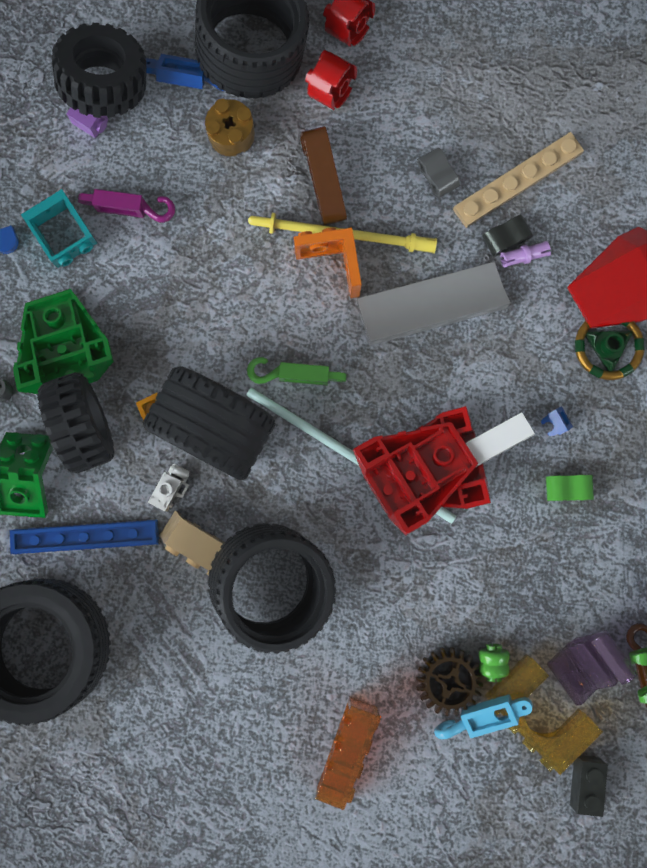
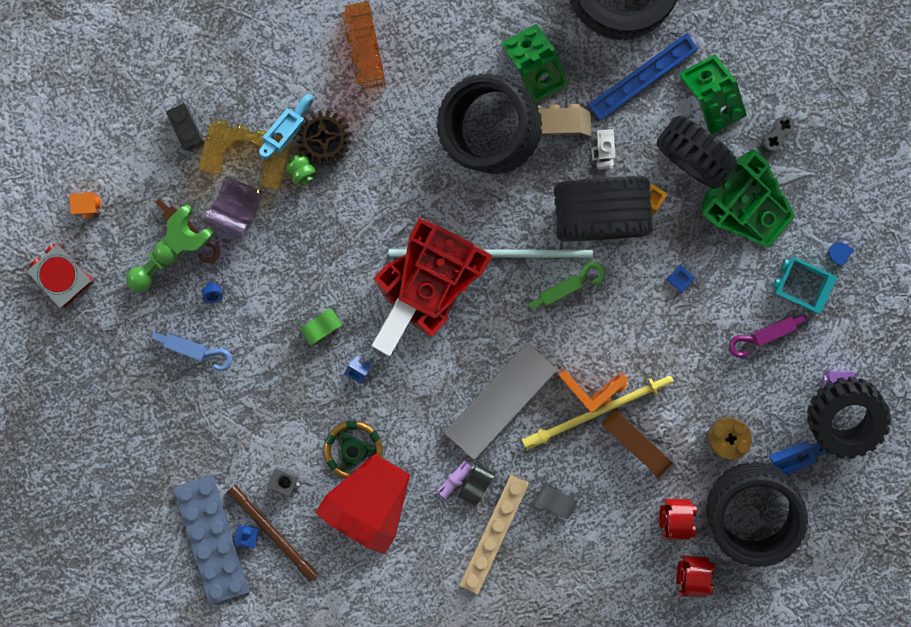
camera: 150 degrees right, 5 degrees up
(177, 312) = (680, 278): none -> blue tile
(181, 621) = (536, 62): none -> green bracket

